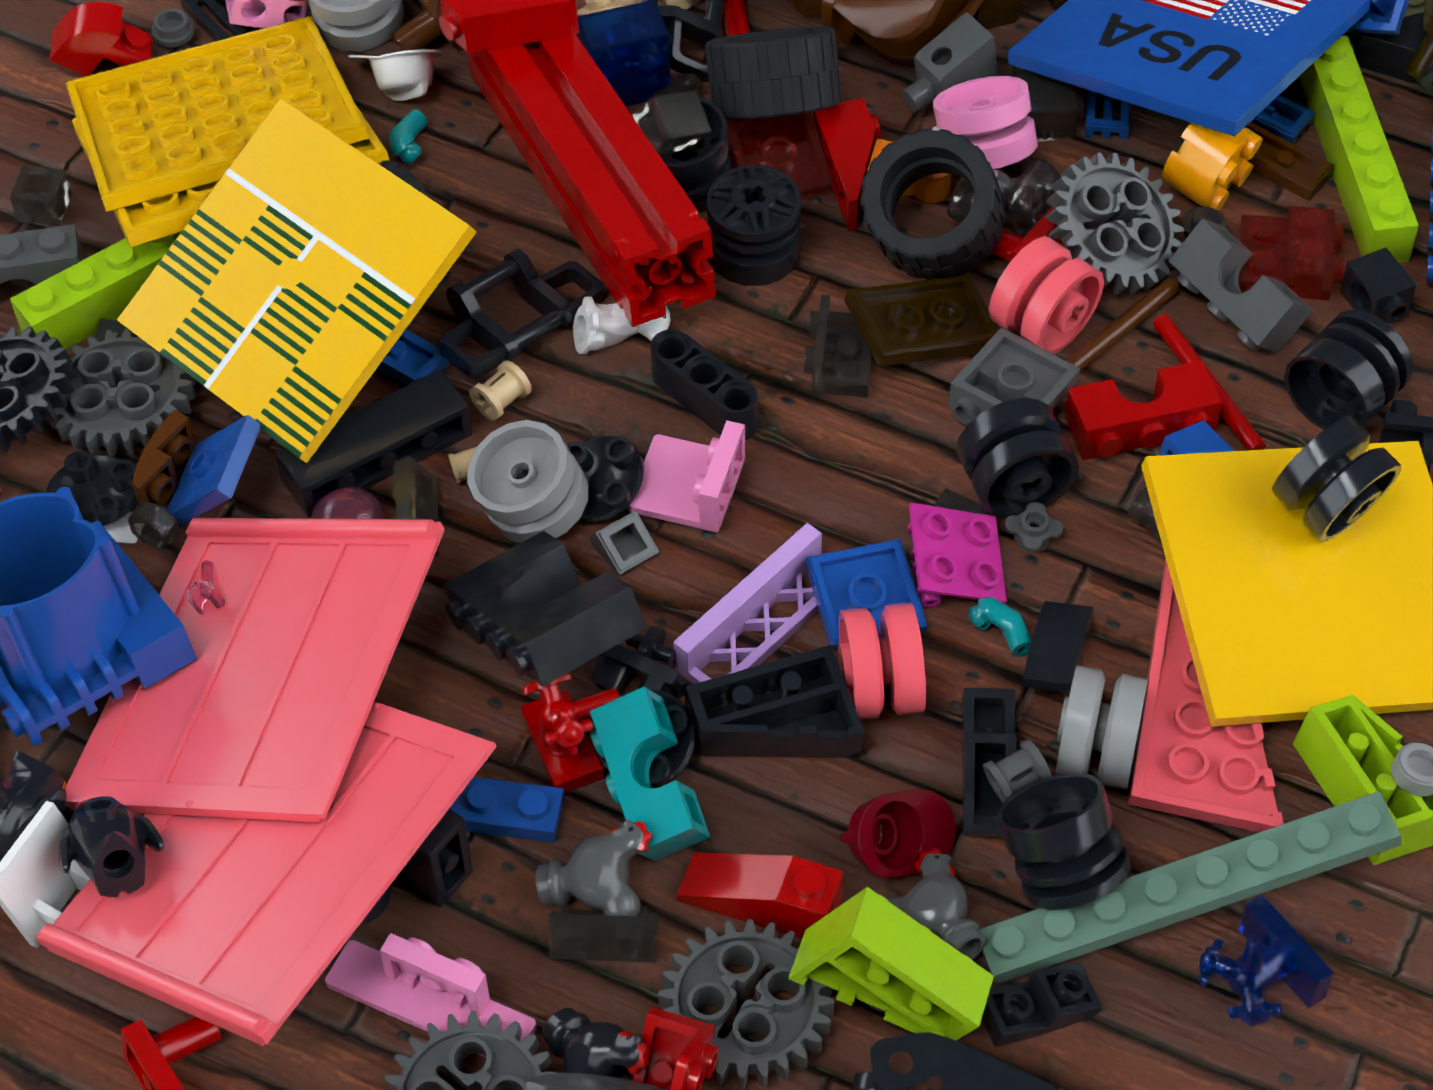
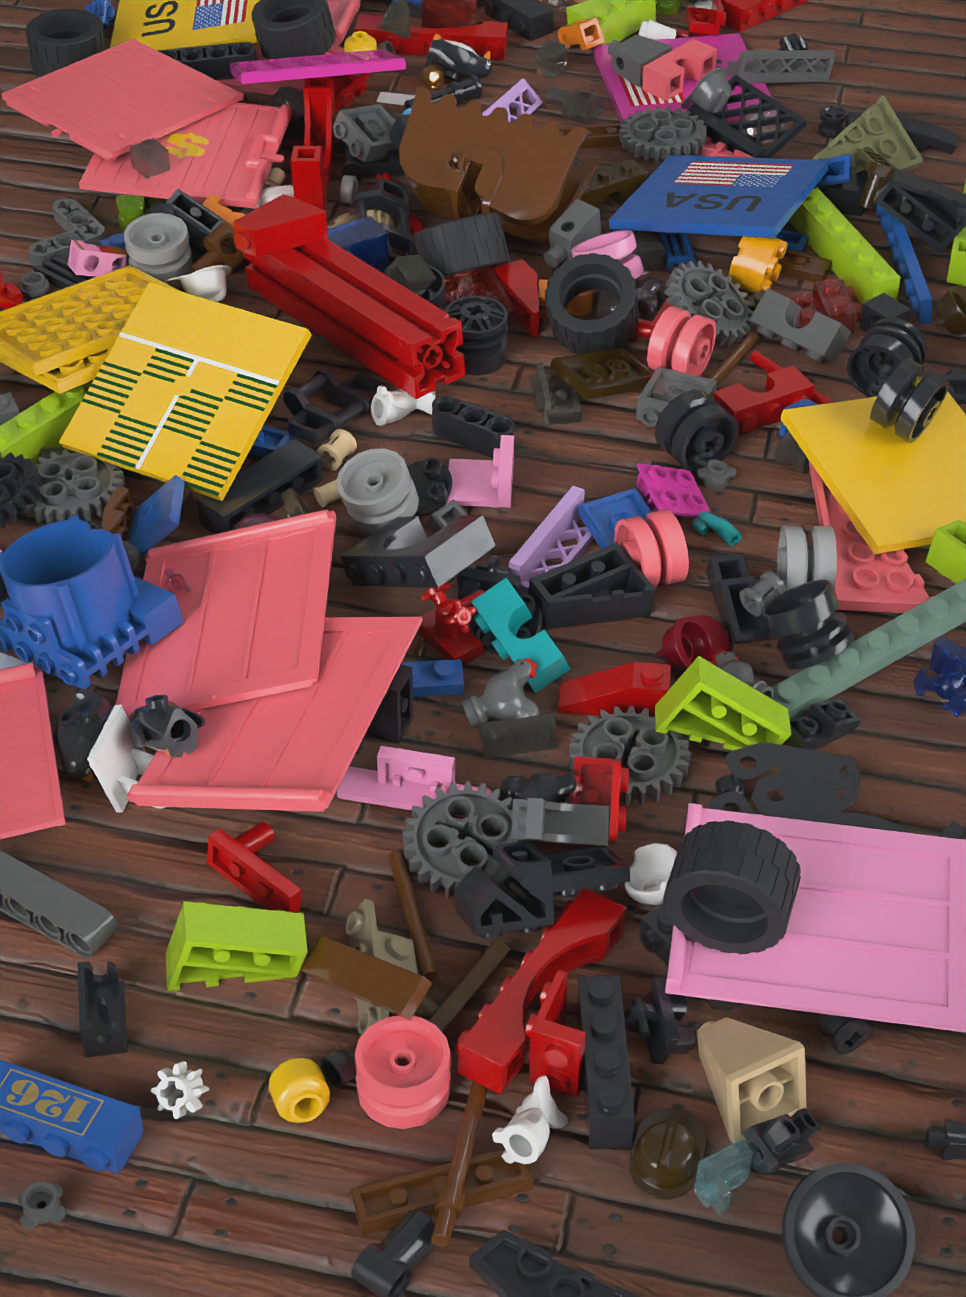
camera: 15 degrees left, 10 degrees down
(1057, 646) = (758, 533): black slope -> none

